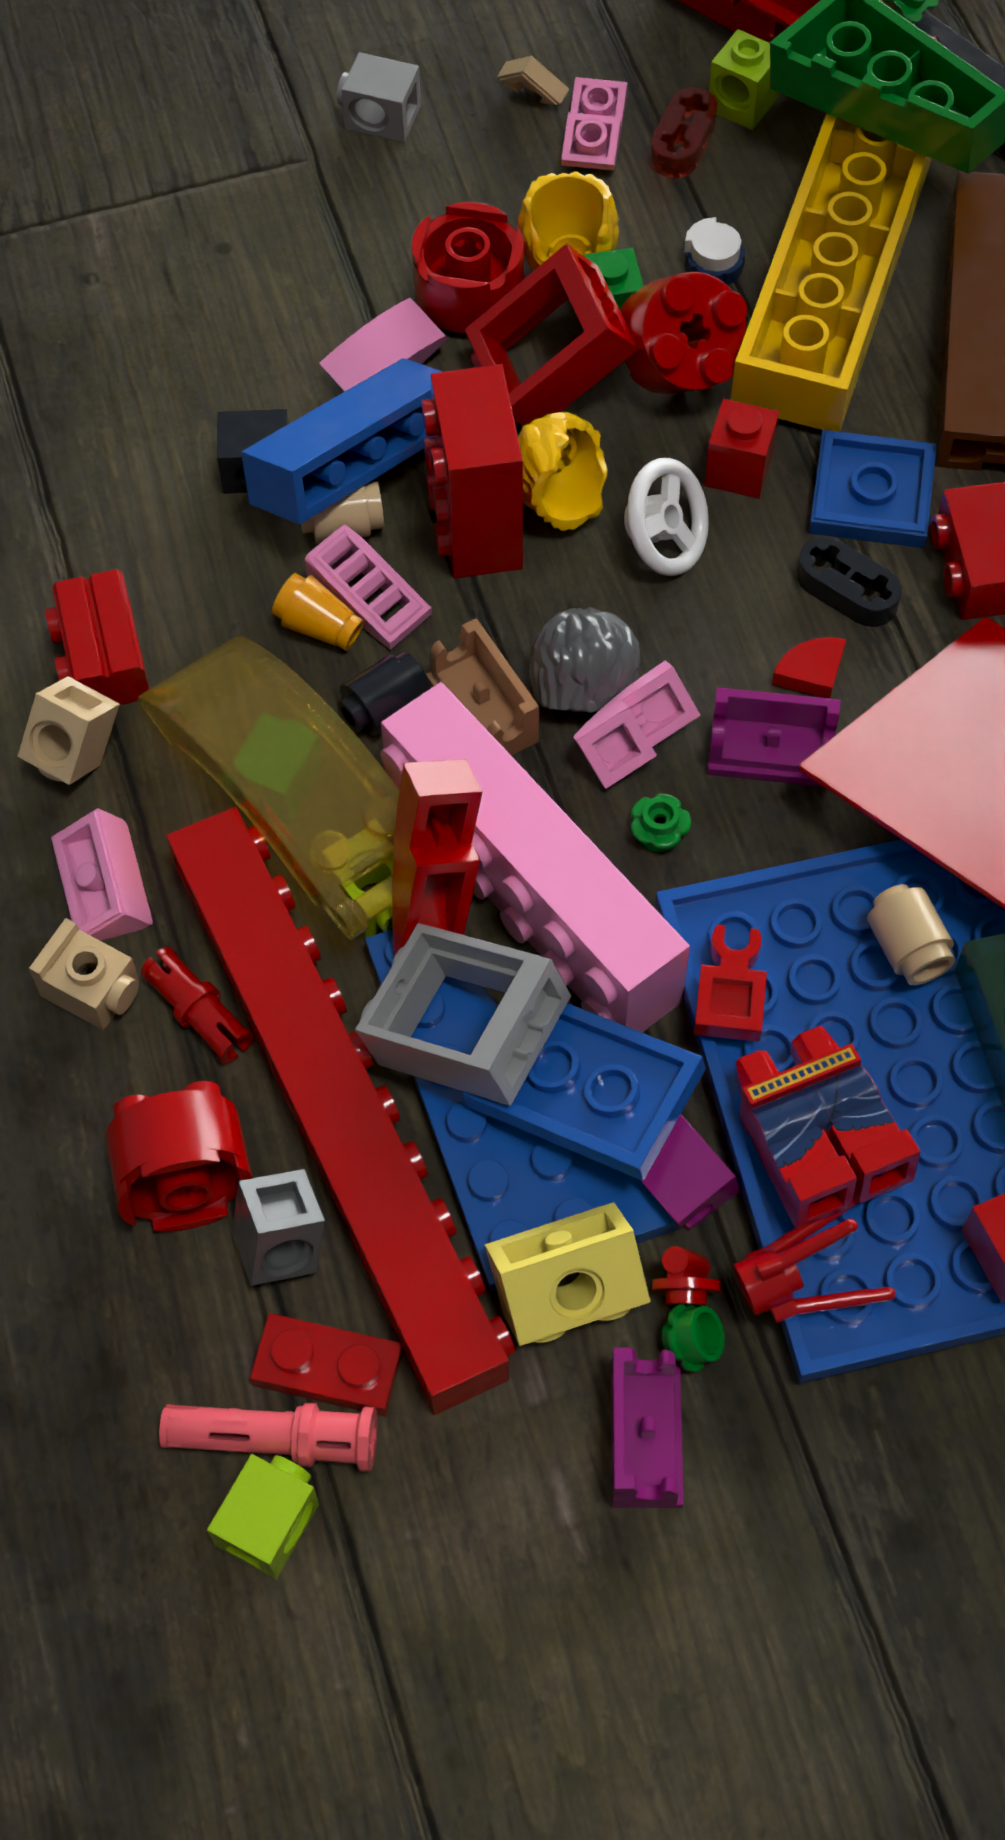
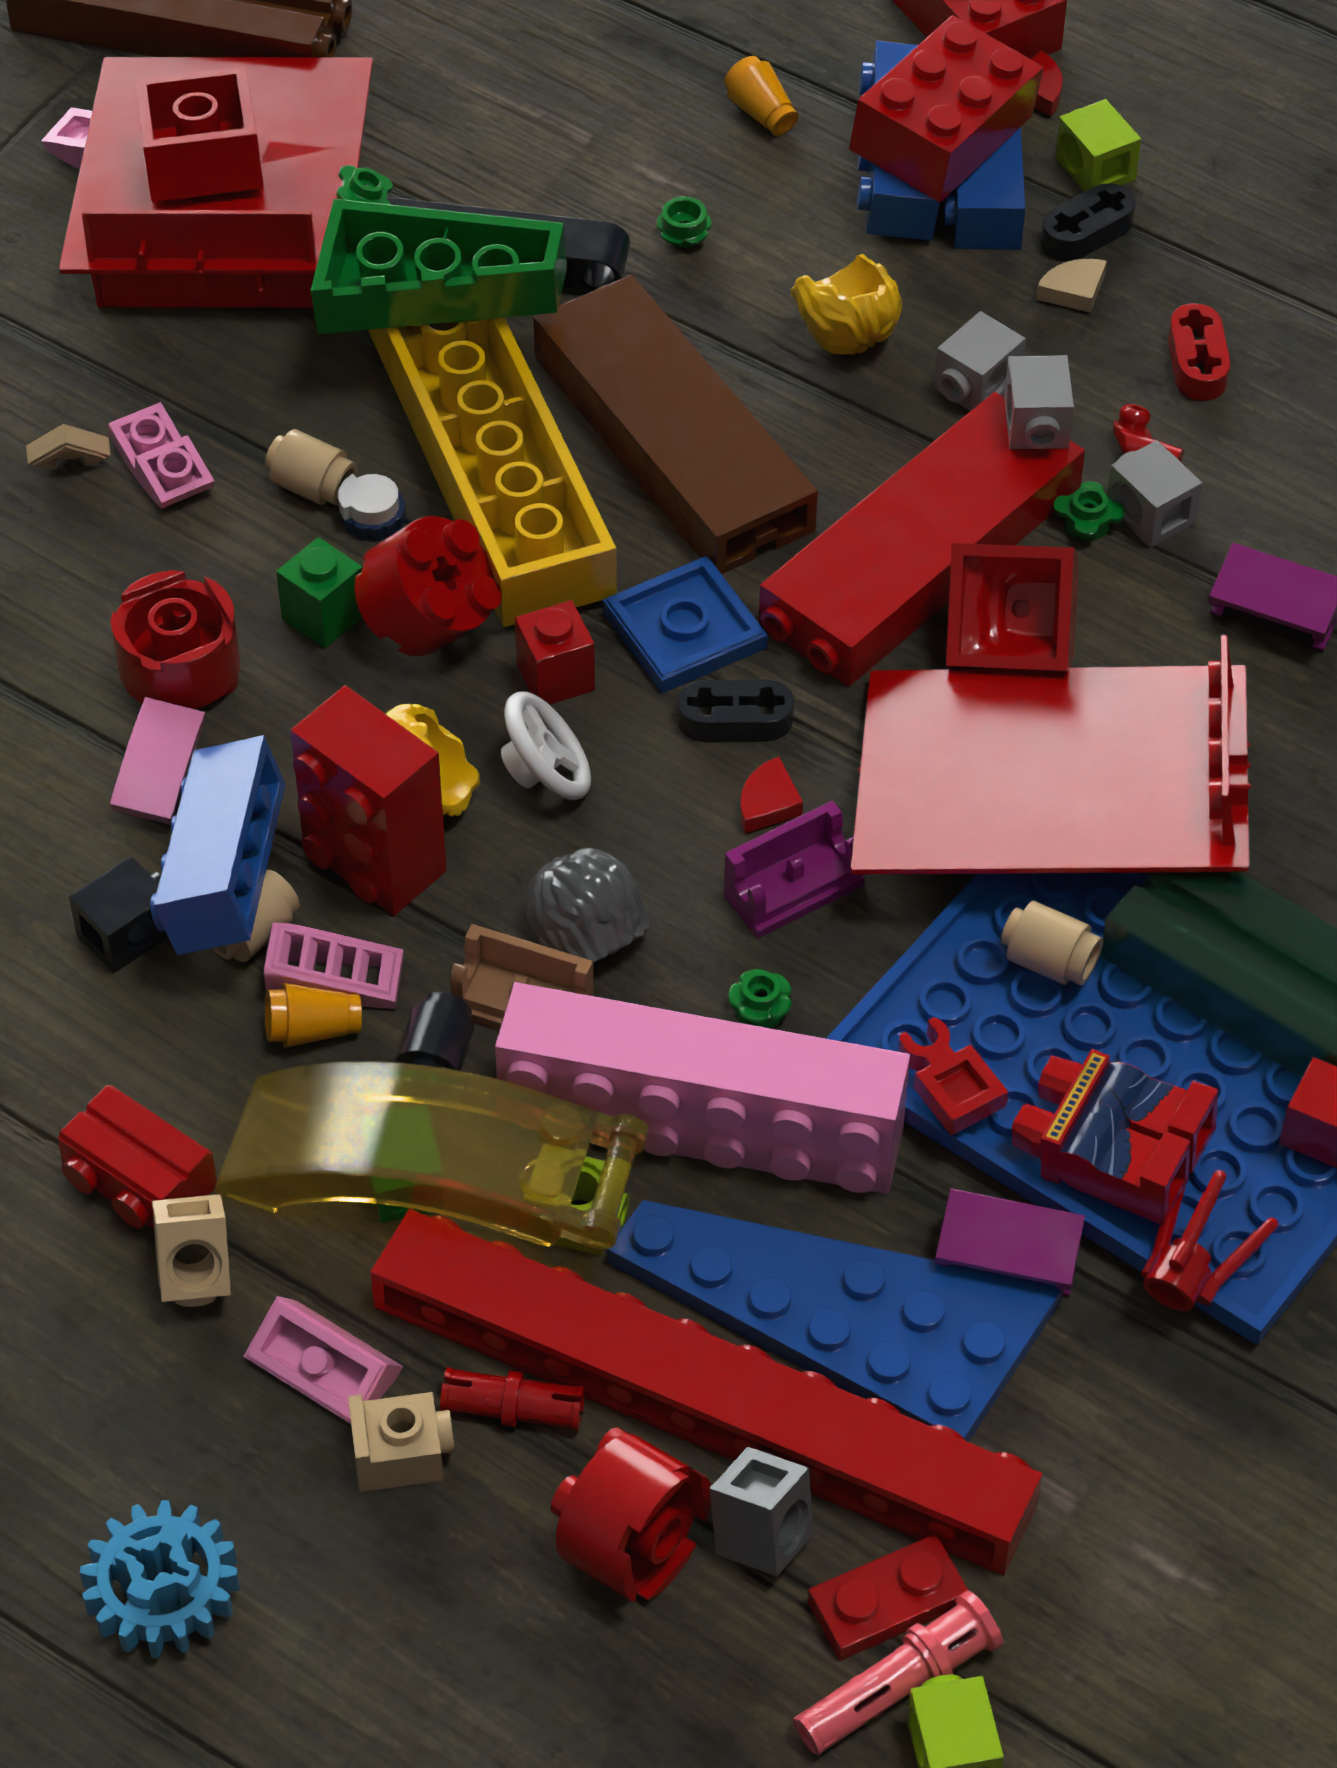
camera: 40 degrees left, 10 degrees down
(434, 847) = (643, 1125): red slope -> none
(509, 1042) = (748, 1186): light grey window -> none
(536, 1260) = (1022, 1380): light yellow brick -> none
(567, 211) = (239, 547): yellow hair -> none
(577, 366) = (366, 663): red window -> none
(602, 1091) = (909, 1223): blue plate -> none
(633, 722) = (671, 927): bright pink slope -> none
(646, 1431) = (1177, 1462): magenta hinge -> none
(685, 1278) = (1114, 1332): red plate -> none
(690, 191) = (308, 466): none -> tan brick
(693, 134) = (236, 420): clear red beam -> none
(693, 1336) = (1152, 1365): green plate -> none
(742, 80) = (268, 341): lime brick -> none

